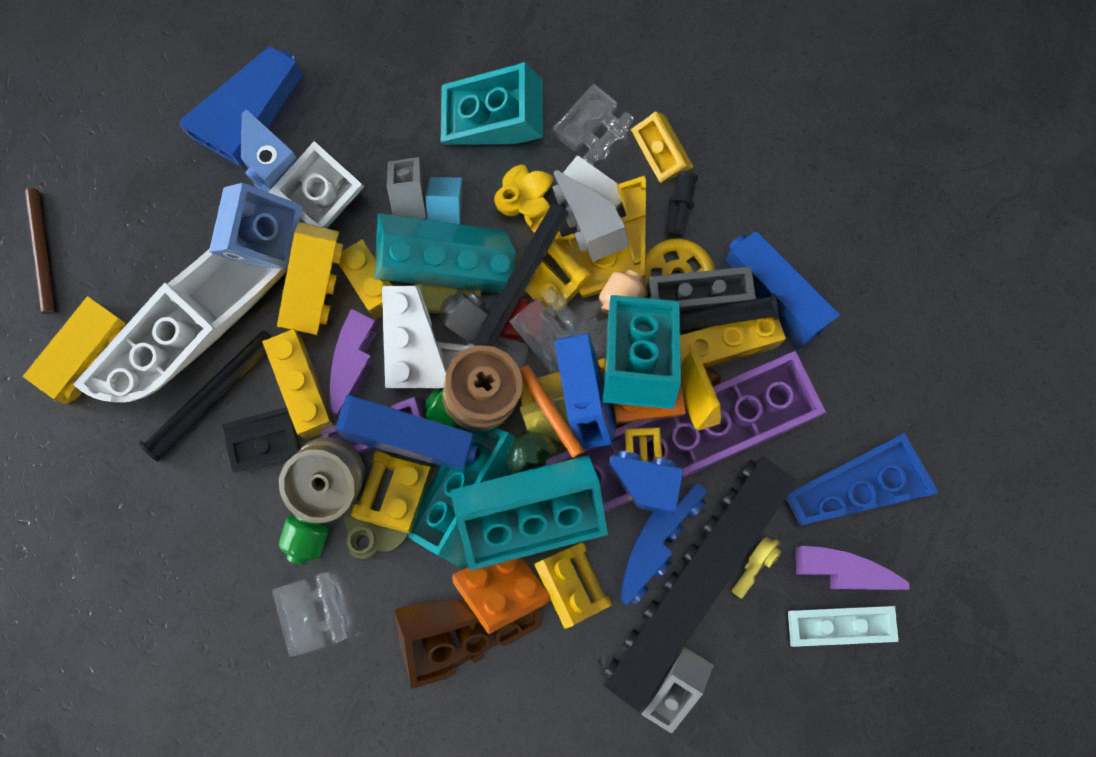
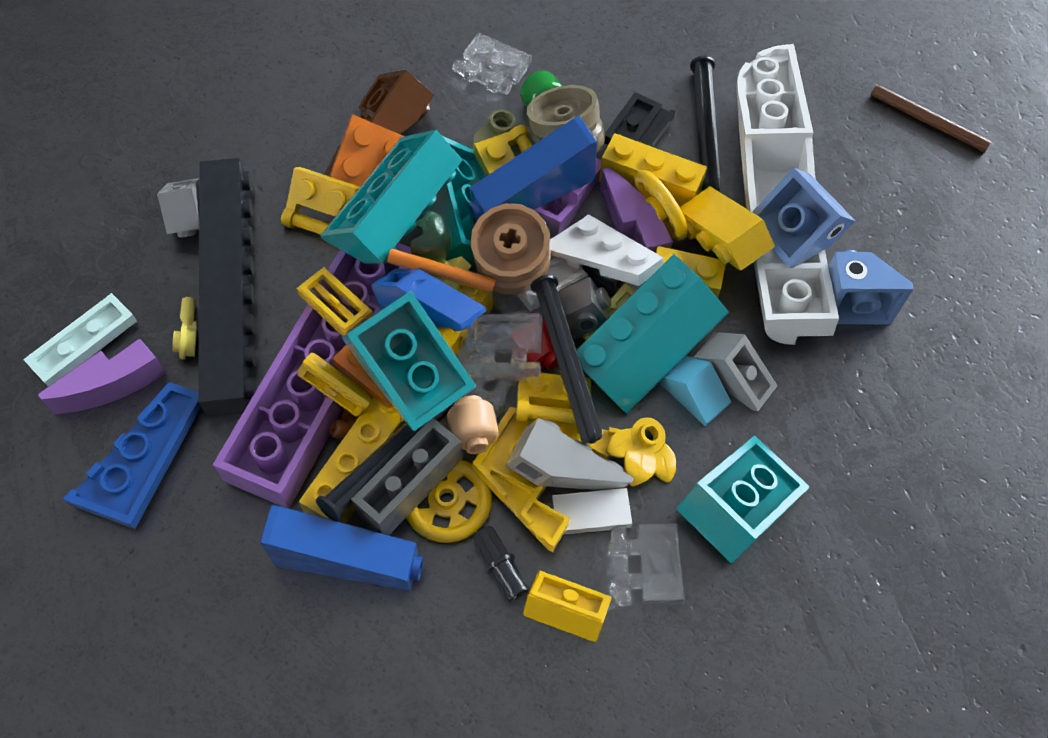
camera: 135 degrees right, 15 degrees down
(74, 350) = (824, 79): yellow brick -> none
(258, 87) = (933, 328): blue slope -> none
(328, 343) = (663, 203): none -> yellow plate
(648, 484) = (316, 274): blue slope -> none
(649, 553) = (281, 278): blue slope -> none

